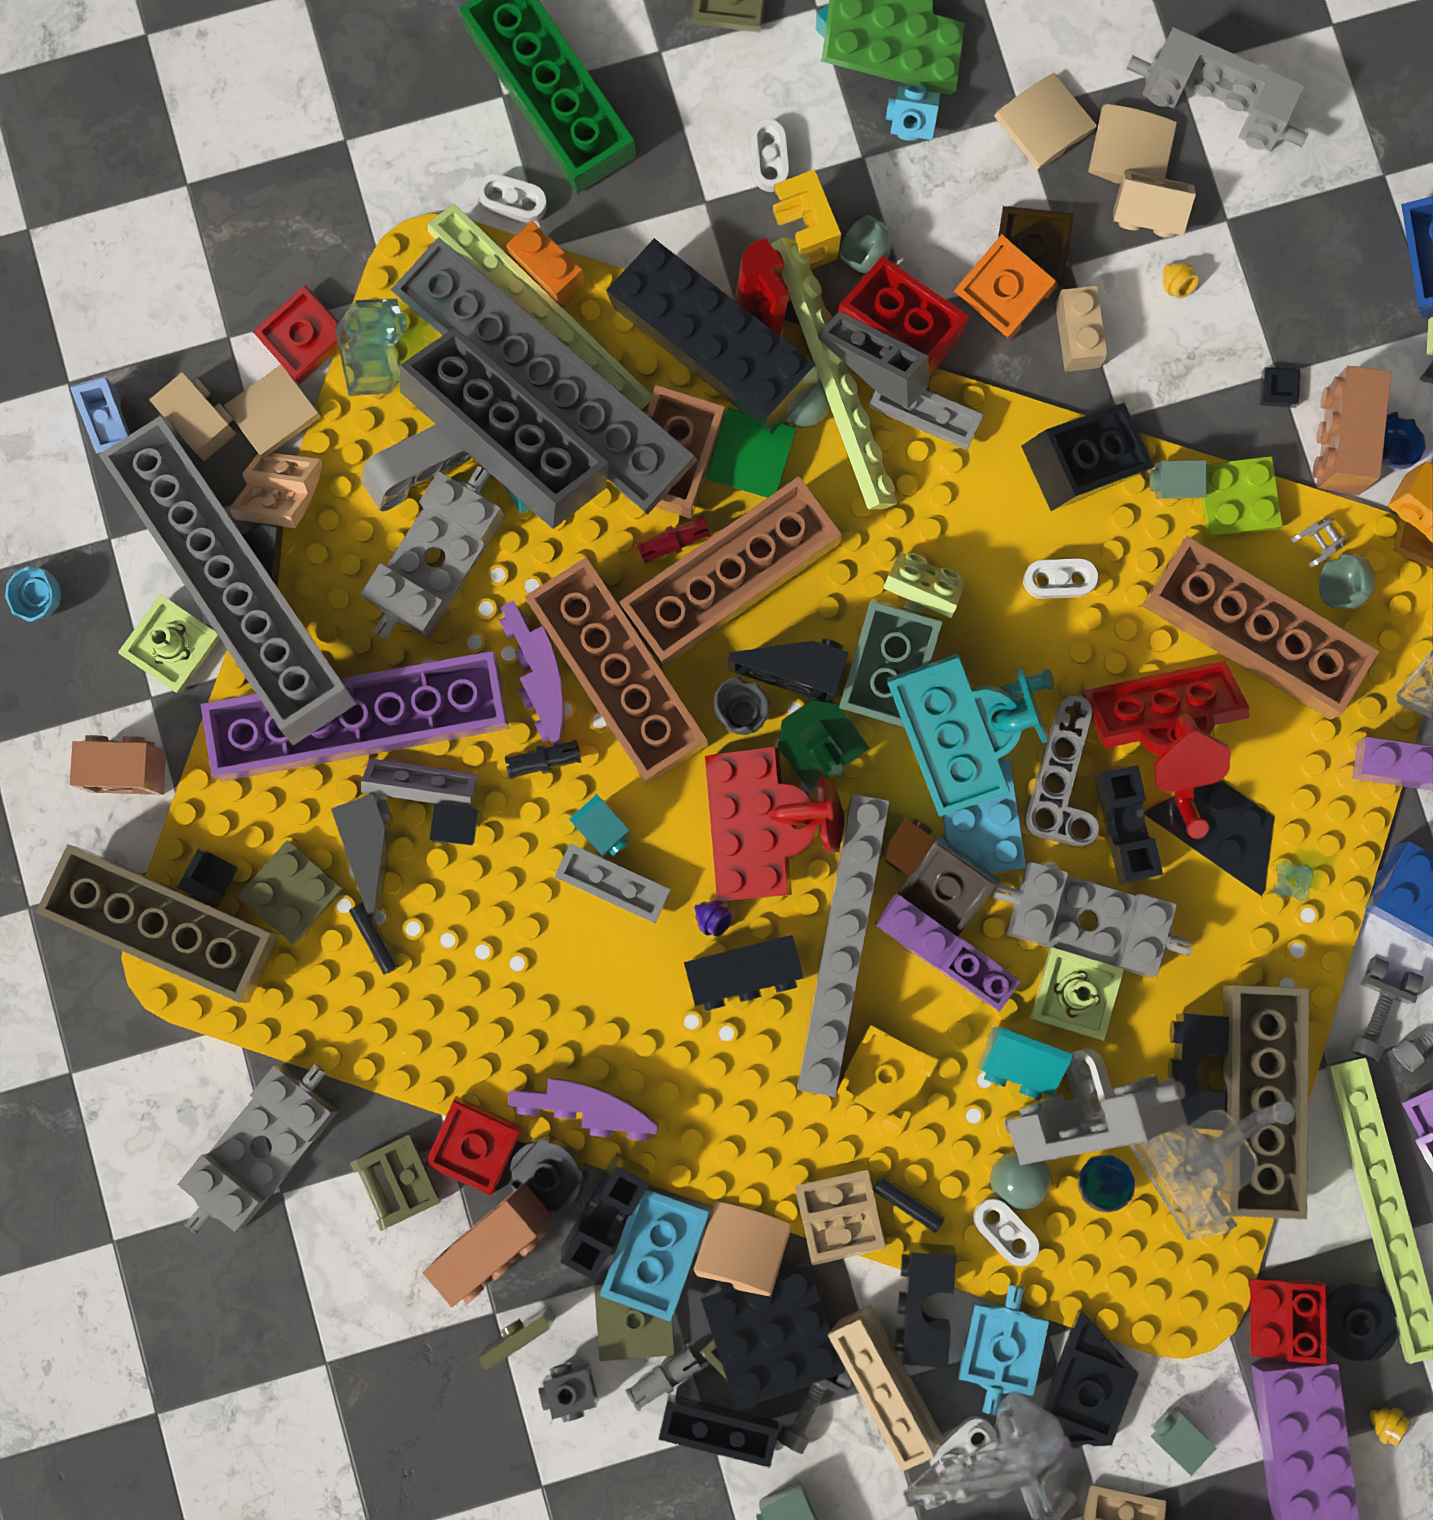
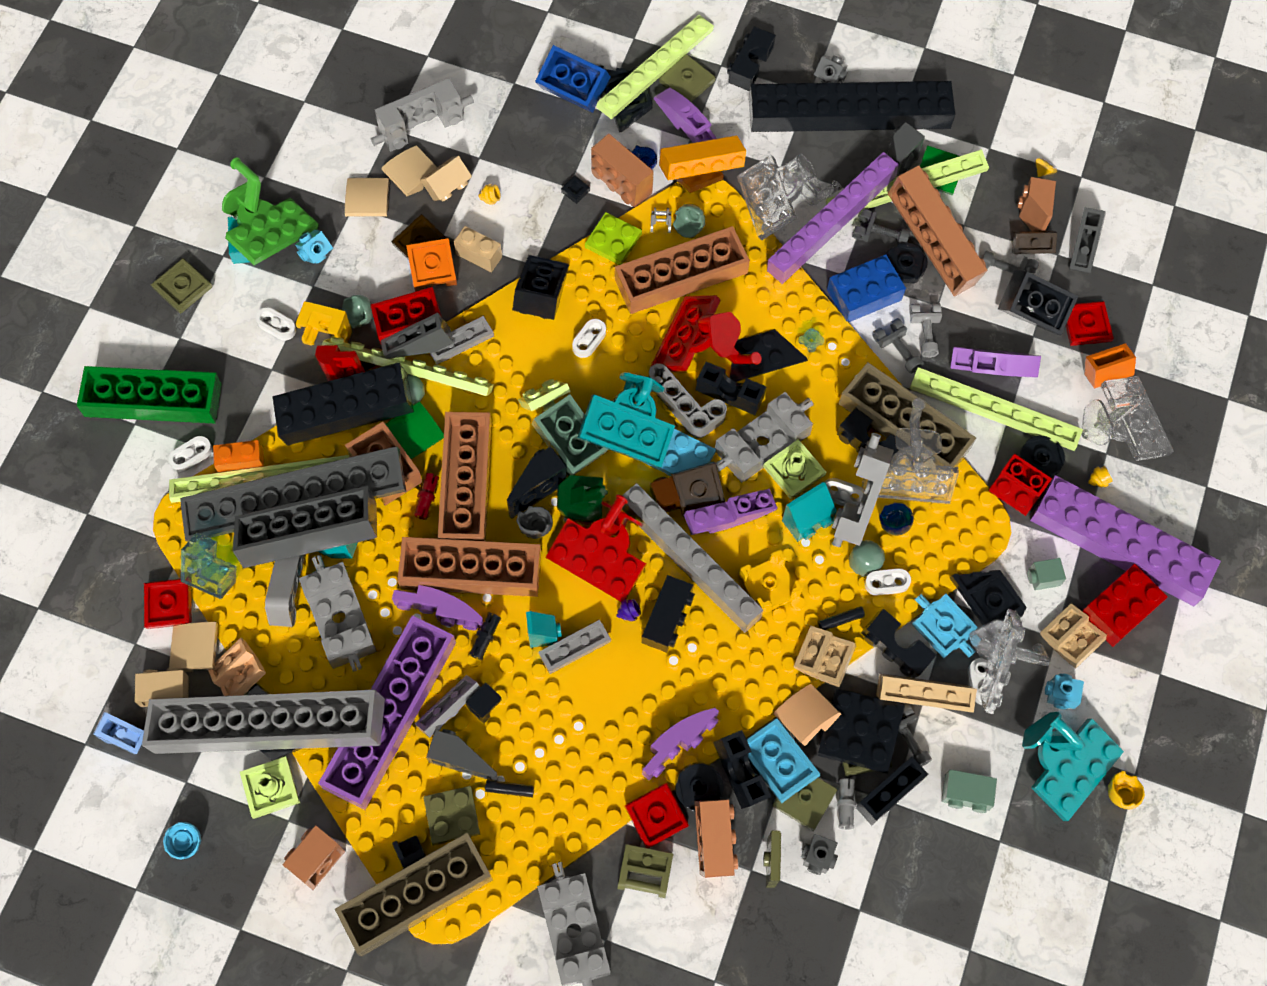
camera: 60 degrees left, 15 degrees down
(1178, 479) = (584, 255): sand green brick -> none

